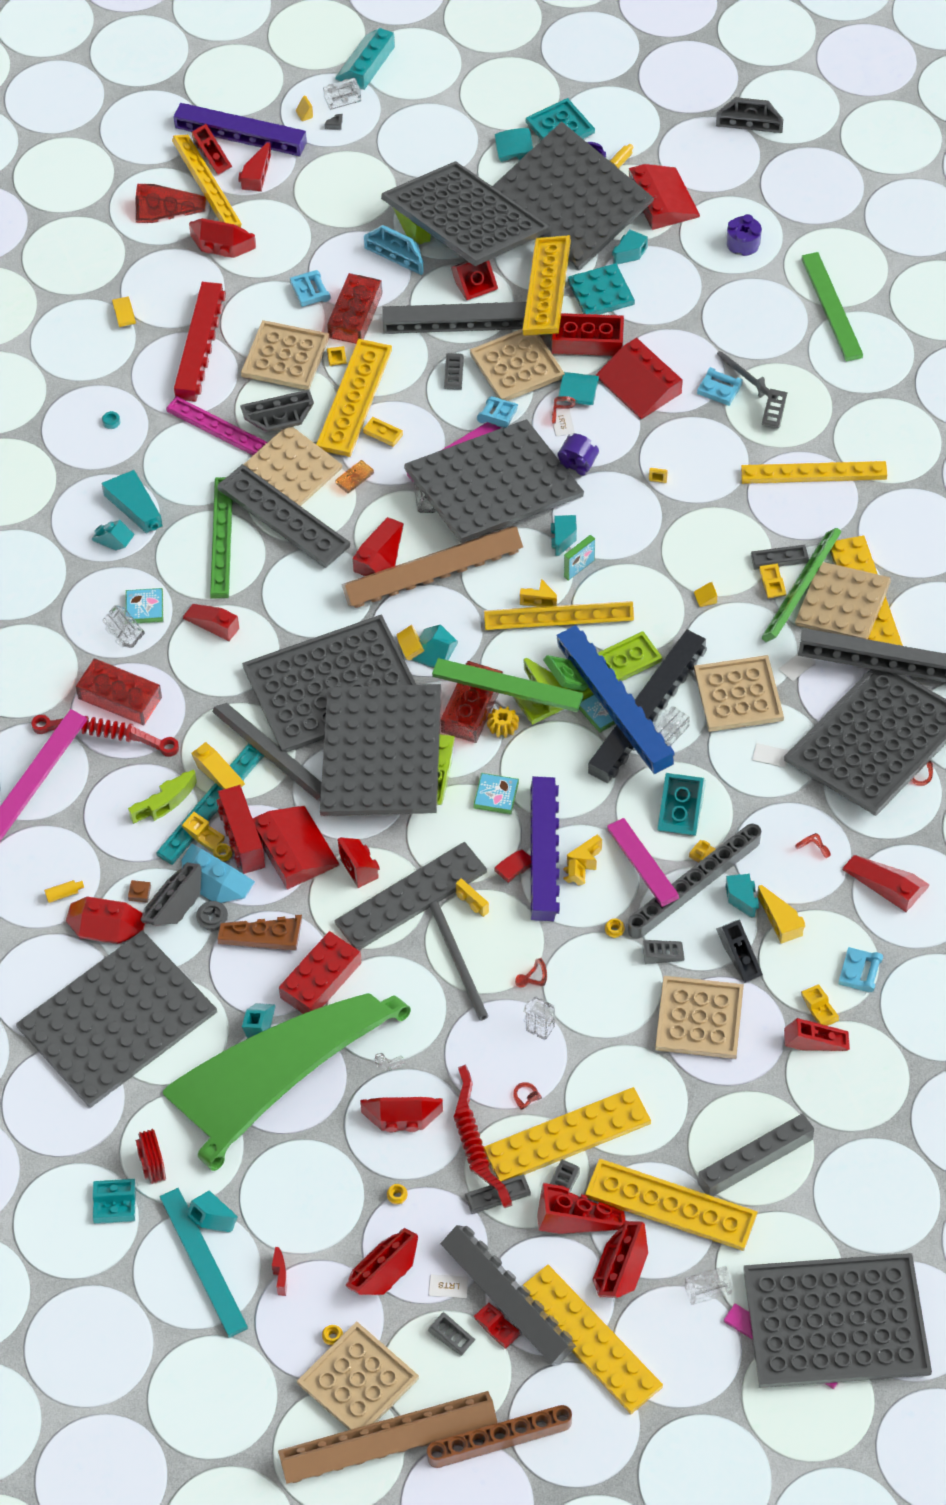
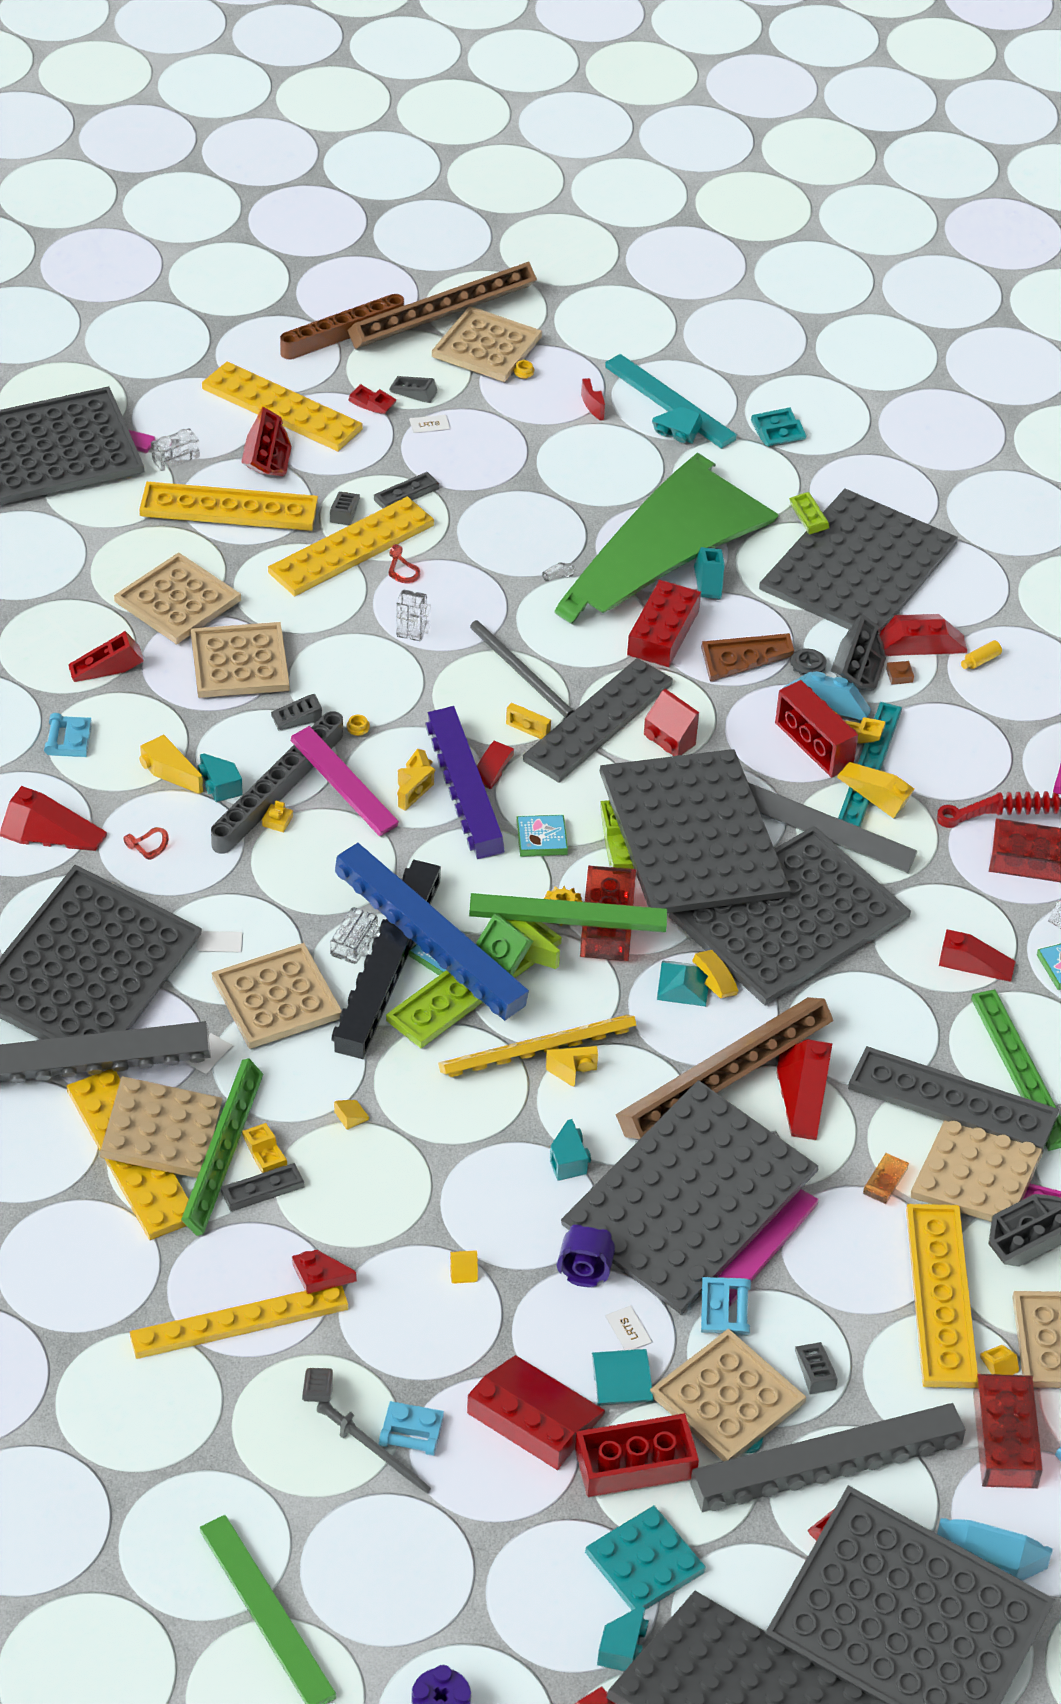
camera: 160 degrees right, 10 degrees down
(137, 1075) = (809, 513): none -> lime tile
(150, 1156) = (758, 447): red brick -> none
(170, 796) = (923, 750): lime slope -> none
(294, 845) = (758, 733): red slope -> none
(383, 431) = (876, 1250): yellow plate -> none
(384, 1264) = (501, 411): red wedge -> none
(397, 1188) = (506, 472): yellow plate -> none
(401, 1113) = (529, 525): red wedge -> none
(471, 1139) = (444, 515): red piece -> none
(508, 1294) = (369, 411): dark grey brick -> none
(522, 980) = (444, 665): clear red piece -> none
(546, 285) = (727, 1509): yellow plate -> none
(562, 398) = (643, 1329): clear red piece -> none
(569, 1213) = (327, 478): red wedge -> none
(579, 557) = (534, 1108): tile -> none
(681, 804) = (314, 858): teal slope -> none
(739, 950) = (213, 725): black slope -> none
(740, 1099) = (177, 597): none -> tan plate
(755, 485) = (321, 1271): none -> red wing
(756, 1155) = (149, 551): dark grey brick -> none
(819, 1005) = (106, 694): yellow slope -> none

